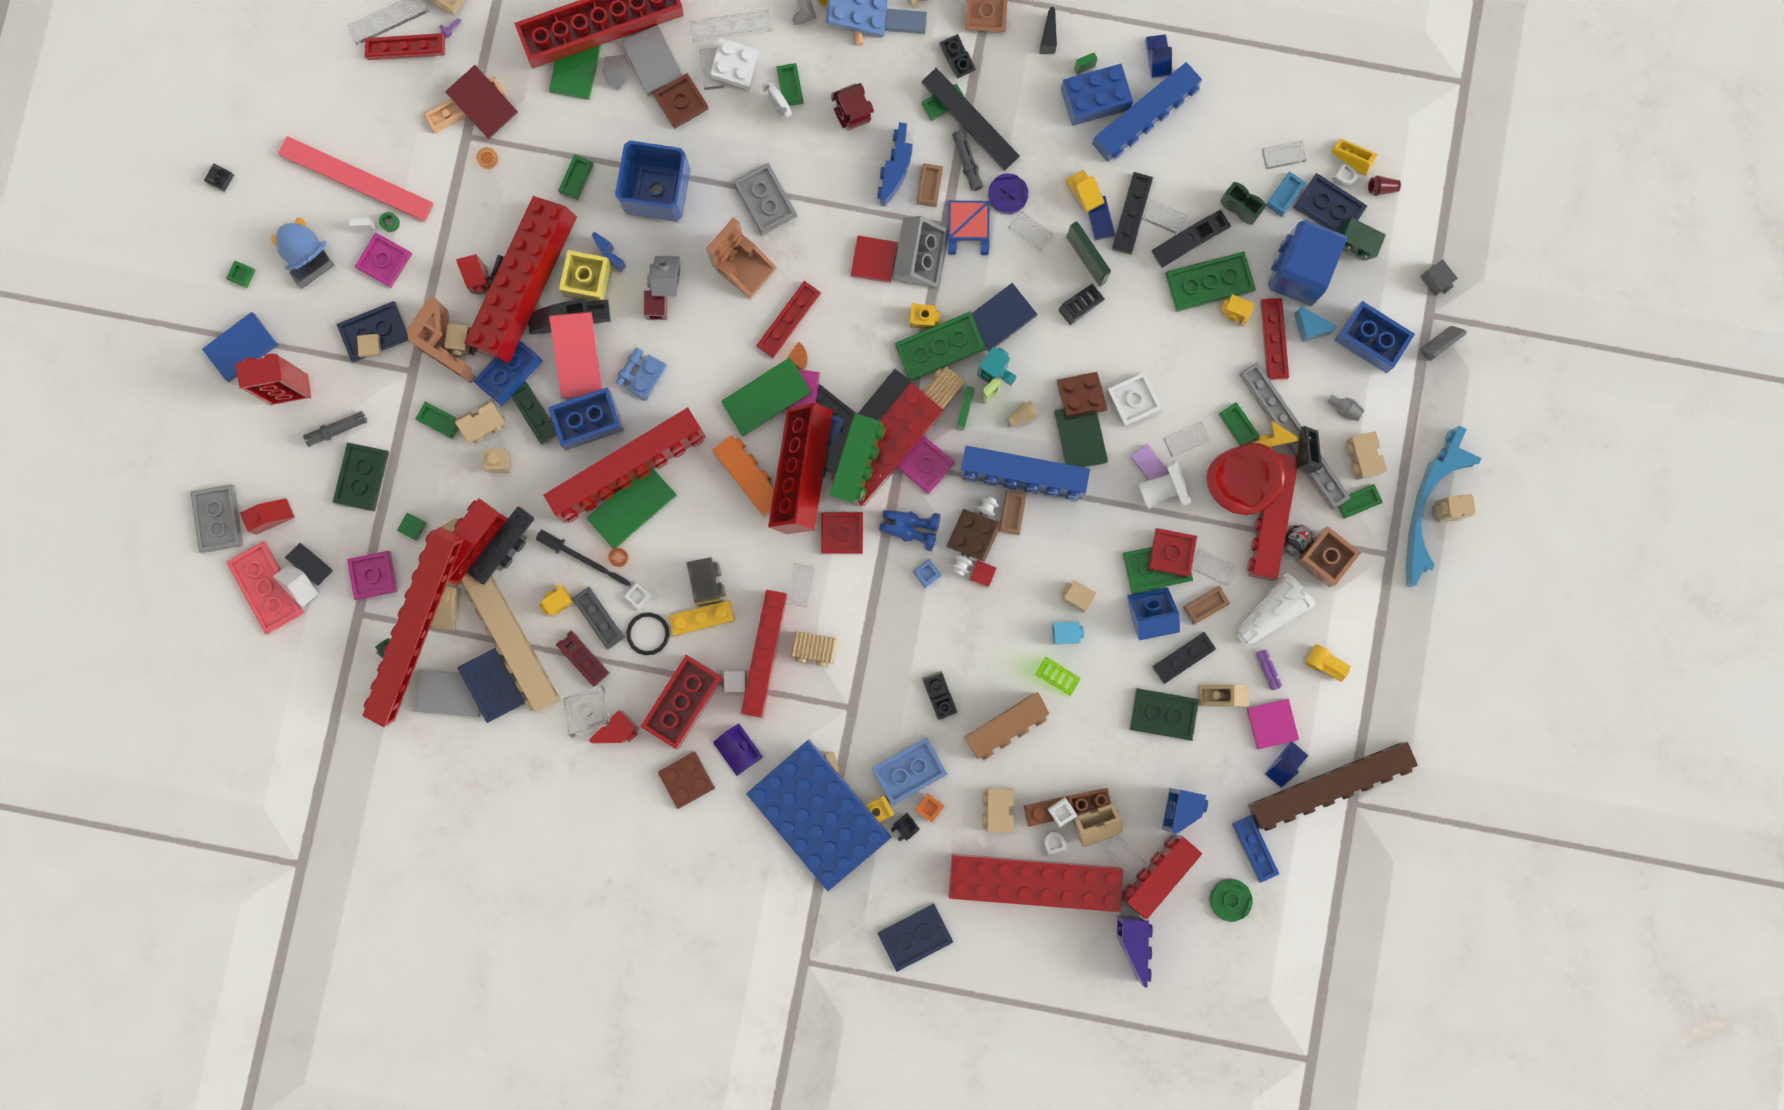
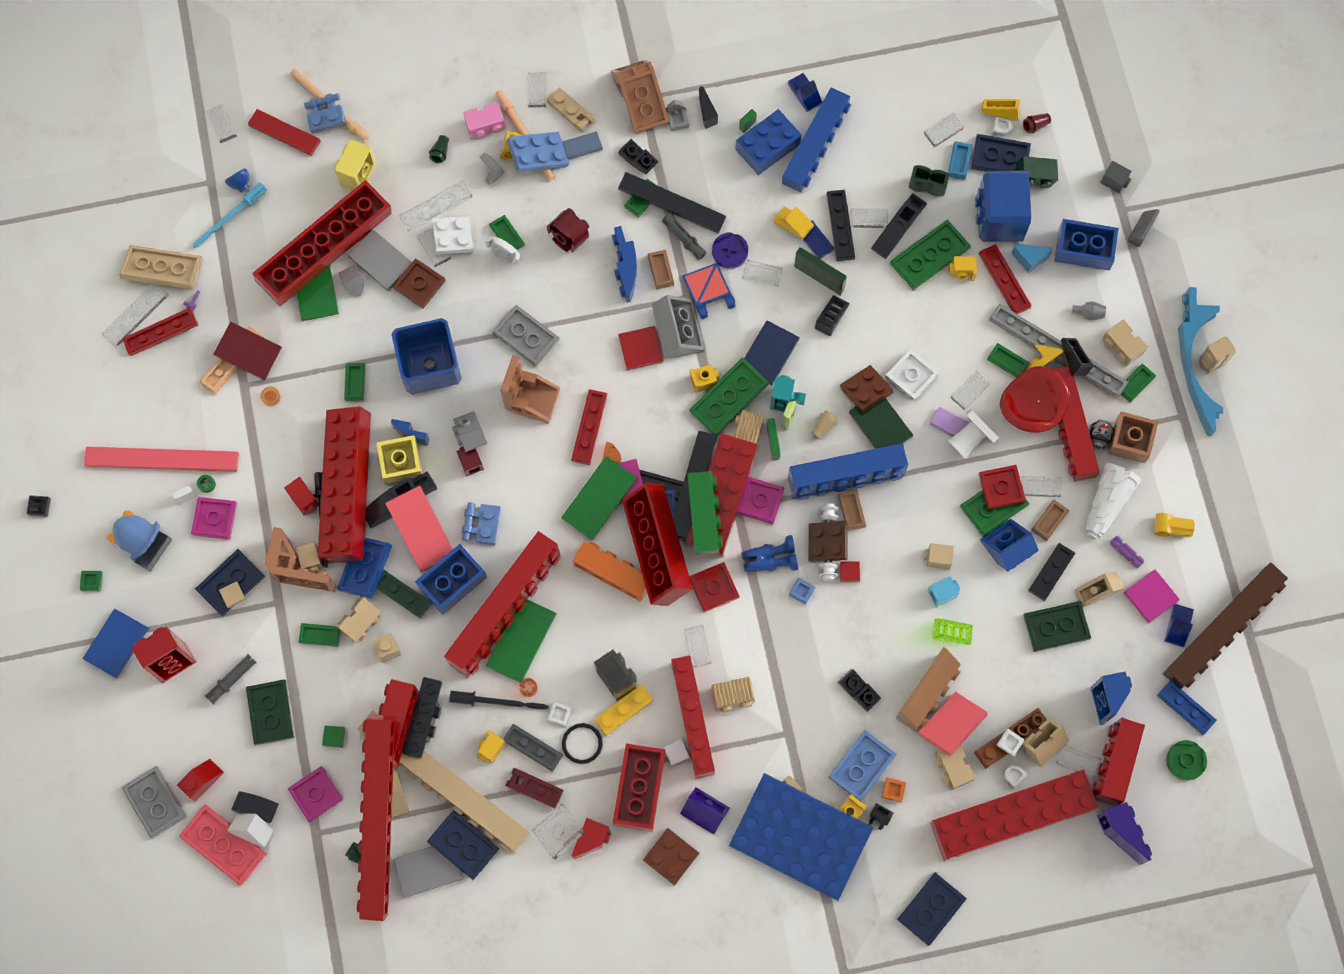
camera: 20 degrees left, 10 degrees down
(1015, 28) = (677, 115): none -> light grey tile
(1015, 768) = (952, 723): none -> coral tile

